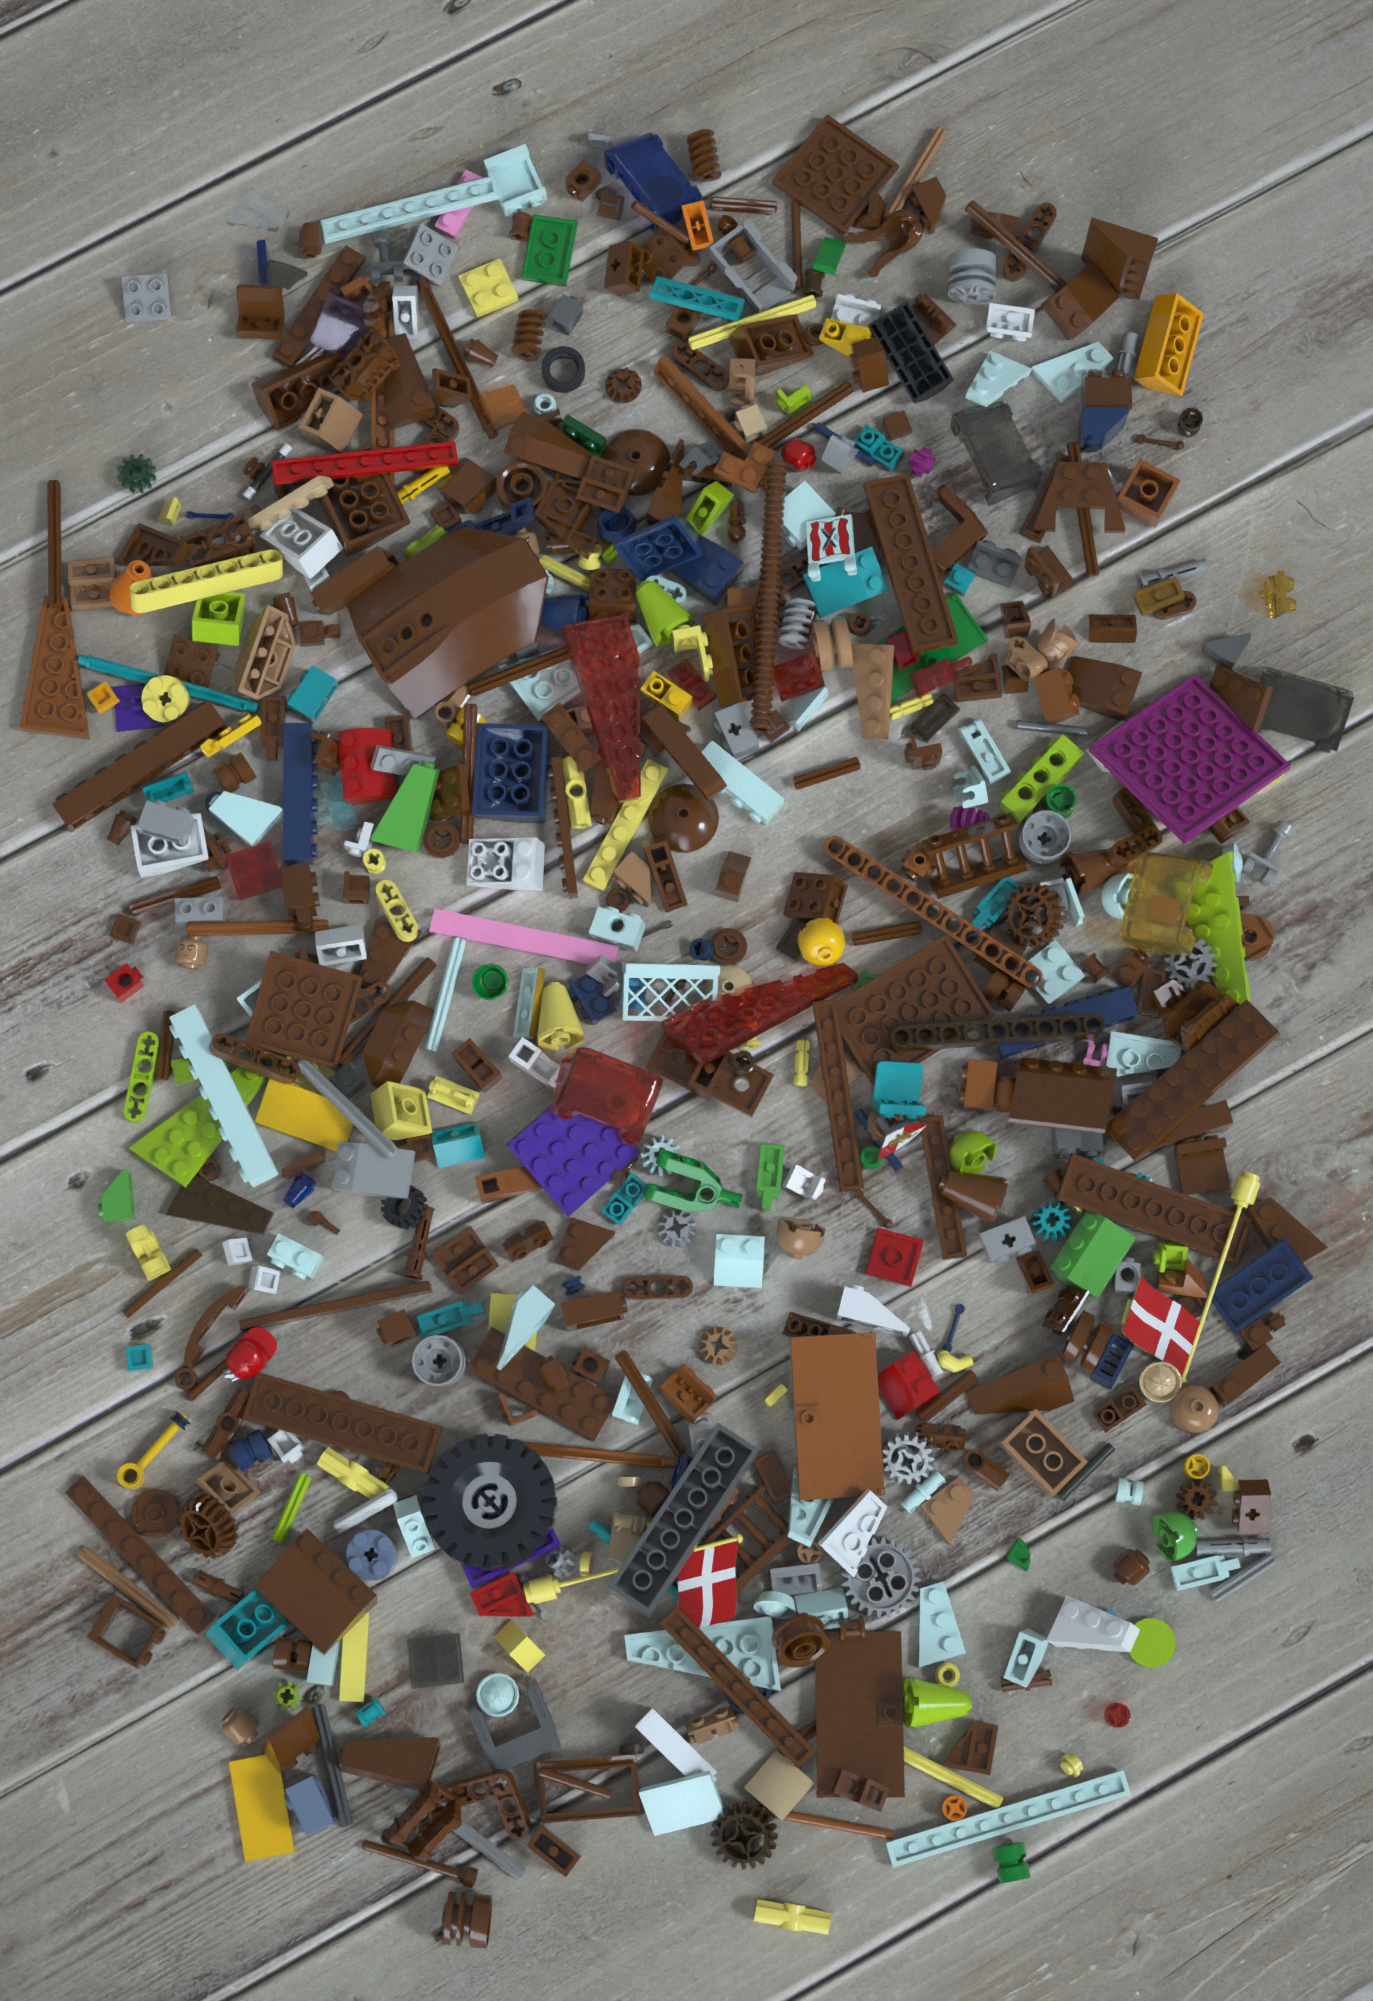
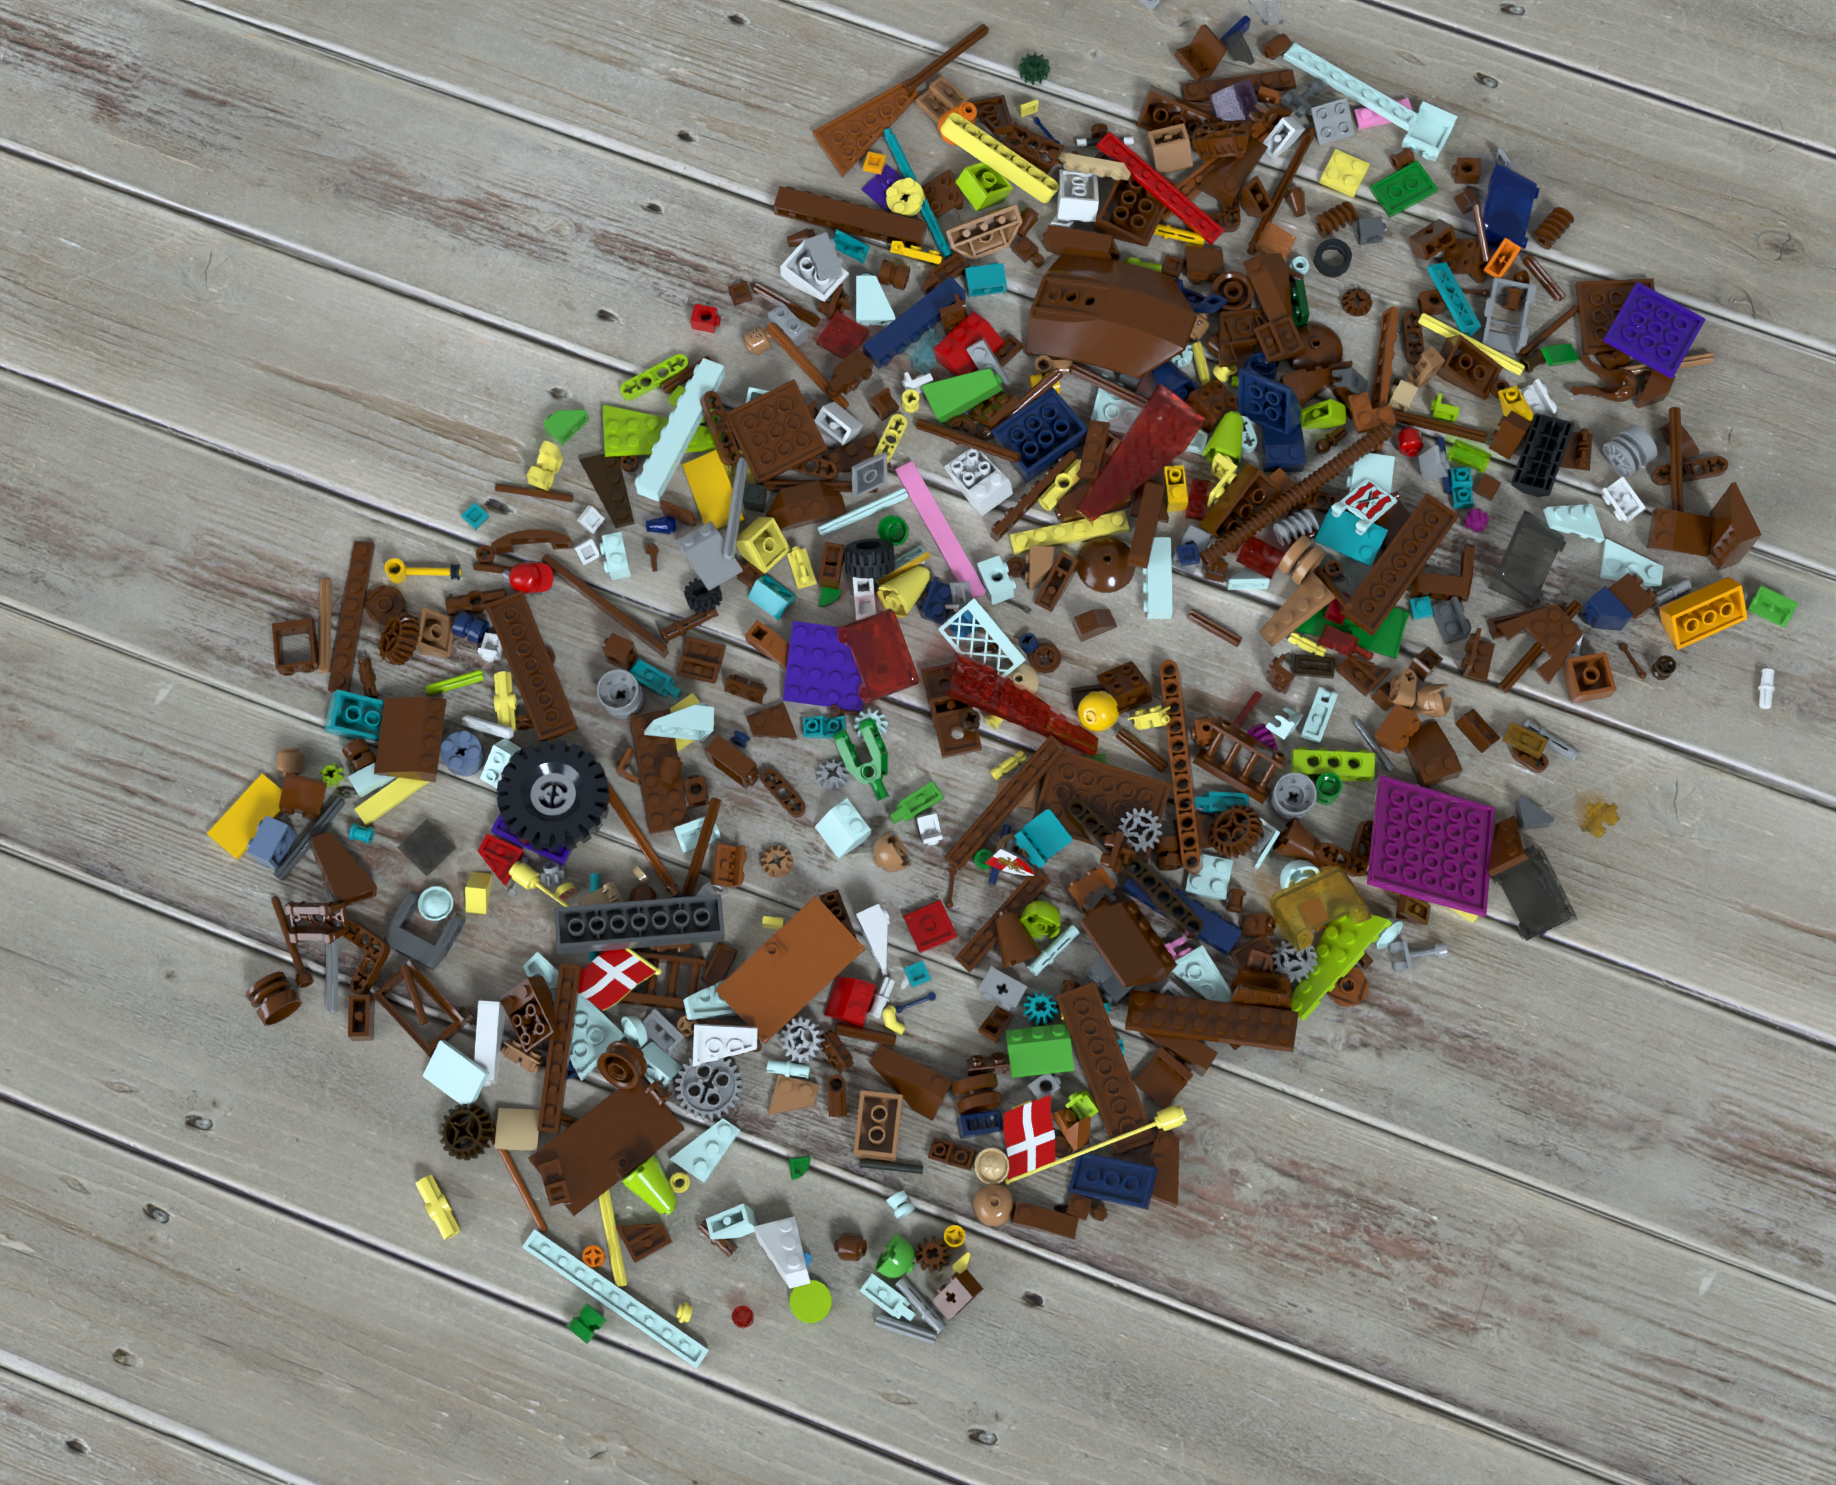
camera: 50 degrees right, 5 degrees down
(419, 957) = (869, 474): none -> light grey slope
(461, 842) = (968, 440): none -> reddish brown axle
(502, 1025) = (869, 558): none -> black tyre
(502, 1092) = (829, 596): none -> green tile
(682, 1686) = (530, 1011): none -> reddish brown slope
(742, 738) = (1188, 554): none -> dark blue tile
(856, 415) = (1469, 456): none -> clear neon green plate
(869, 892) = (1156, 714): none -> light yellow hinge
(879, 156) = (1654, 330): none -> dark purple plate
(885, 639) = (1333, 588): none -> reddish brown bar
(928, 810) = (1247, 709): none -> clear red tile
(930, 1304) = (917, 974): none -> teal plate
(967, 1027) = (1120, 853): none -> reddish brown hips
(975, 1003) = (1138, 822): none -> light grey gear
(995, 1089) = (1093, 898): none -> clear smoke bracket
(1007, 1166) = (1053, 950): none -> light aqua pin
(1211, 283) = (1772, 606): none -> bright green hinge
(1280, 353) = (1766, 688): none -> white axle

